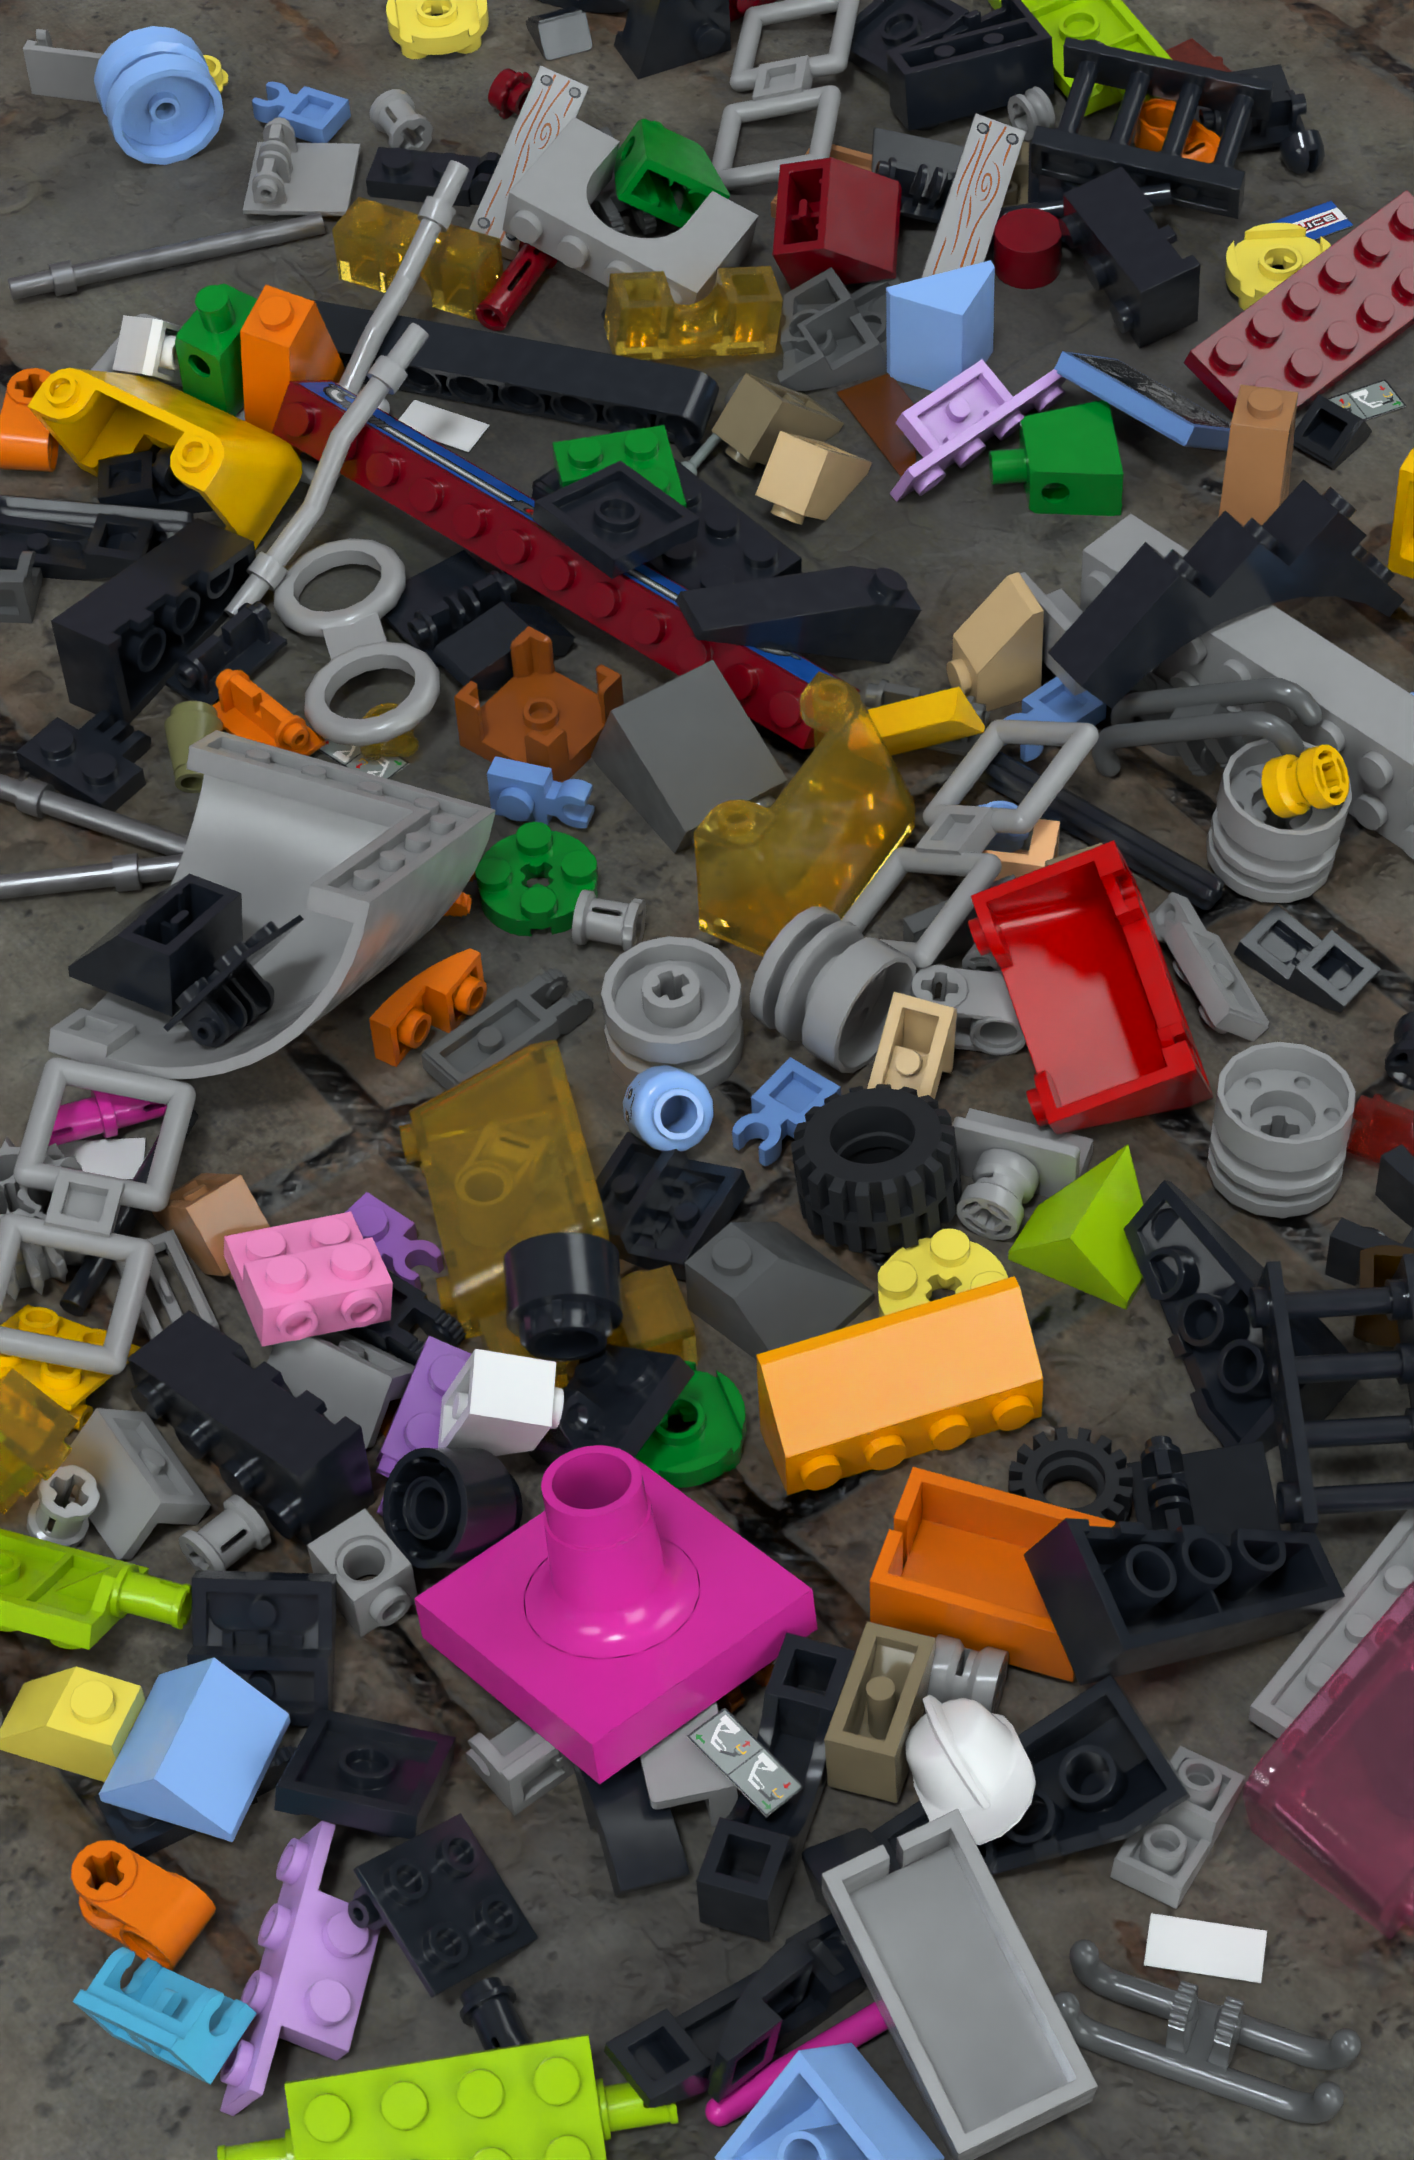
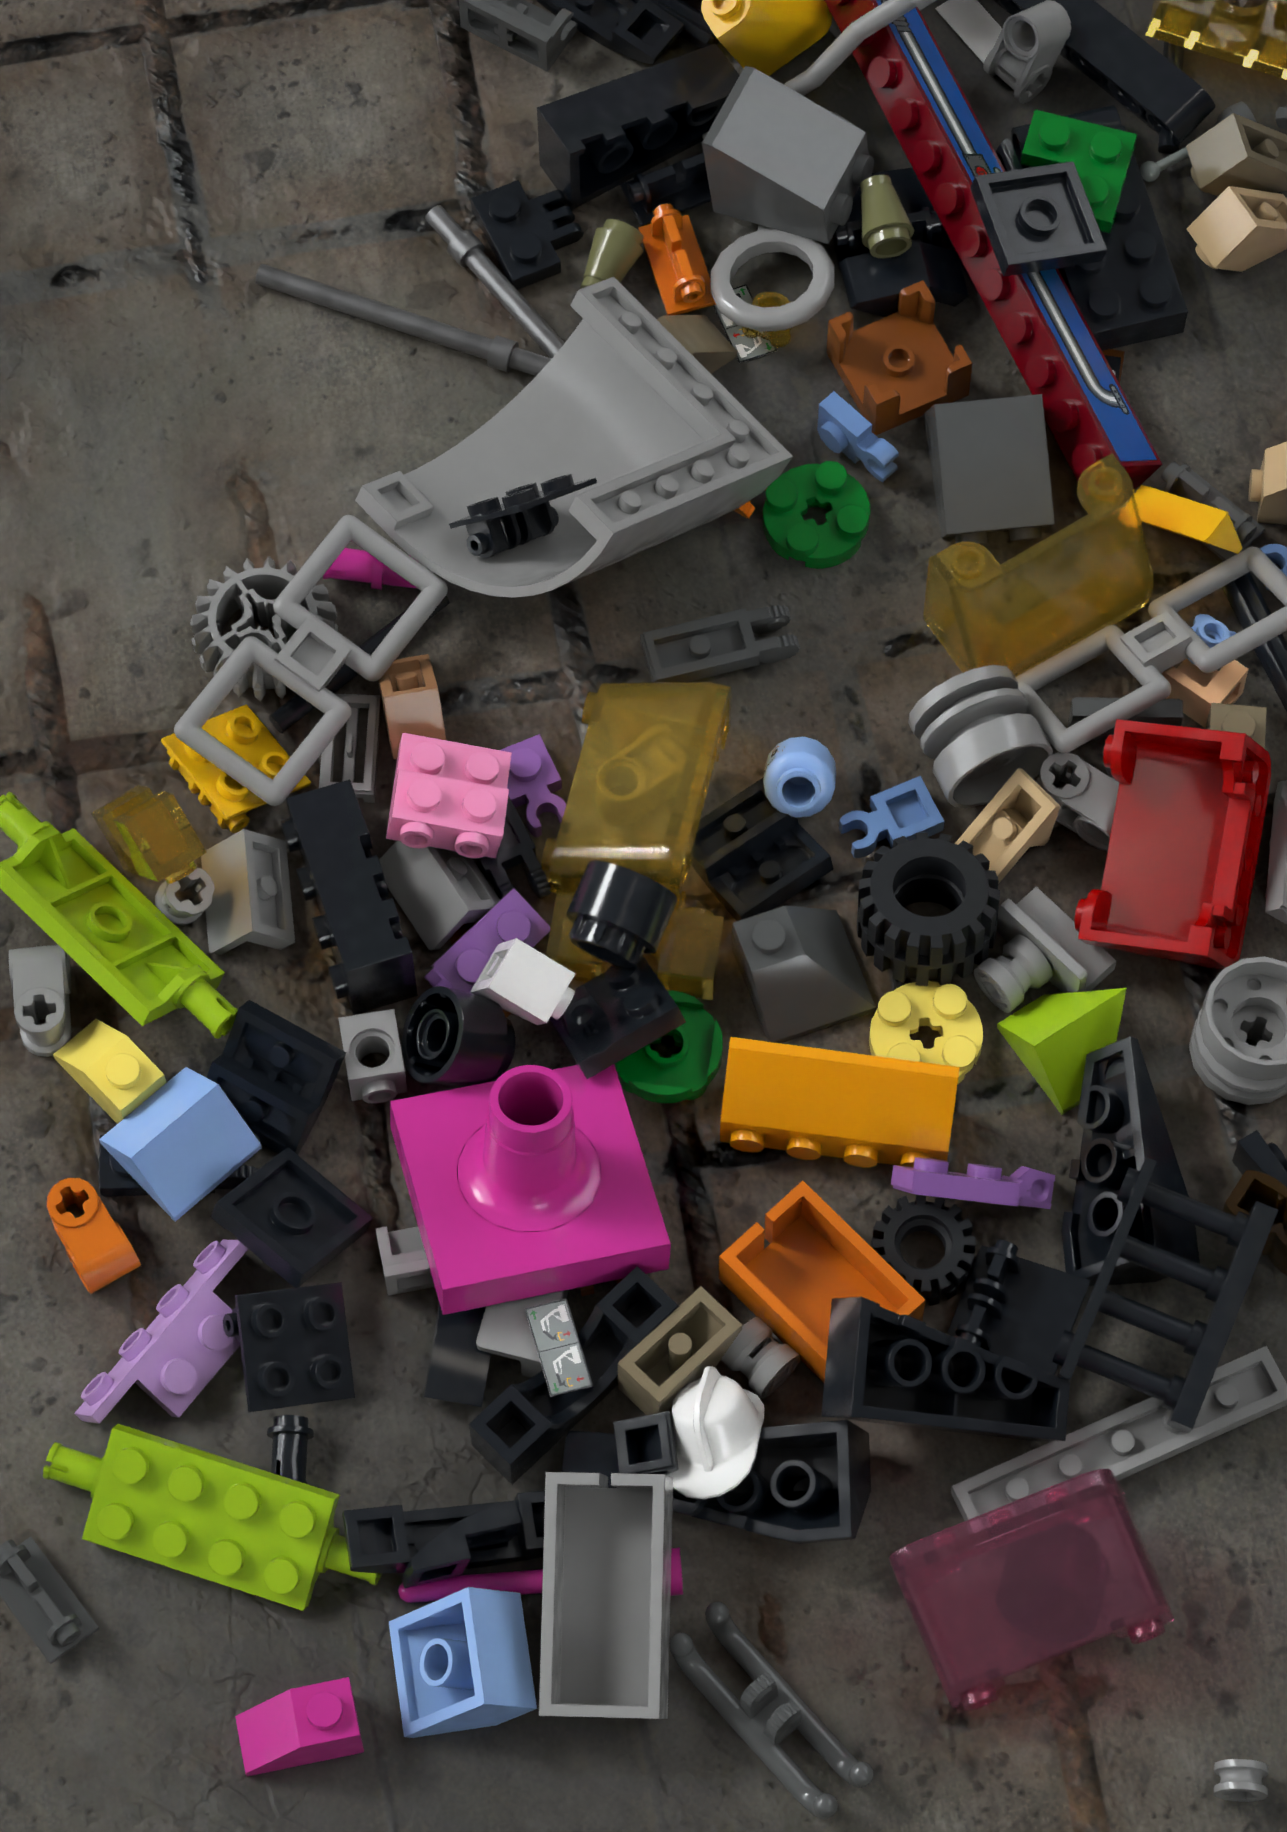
camera: 25 degrees right, 15 degrees up
(108, 1156) = (361, 603): white sticker -> none
(165, 944) = (489, 447): black slope -> none
(166, 2015) = (65, 1329): medium azure hinge -> none
(225, 1537) = (289, 977): light grey bush -> none
(328, 578) = (783, 159): none -> slope
(434, 997) = (684, 587): orange slope -> none
(459, 589) = (884, 219): none -> olive cone
(508, 420) = (1029, 48): none -> light grey piece
(608, 921) = (849, 582): light grey bush -> none
(673, 1007) = (849, 694): light grey wheel -> none
(818, 612) = (1153, 369): black wedge -> none
(898, 1808) = (646, 1444): none -> black slope
(1089, 1401) = (980, 1184): none -> medium lavender hinge
(1172, 1849) = (832, 1566): light grey slope -> none
(1205, 1948) = (817, 1646): white sticker -> none

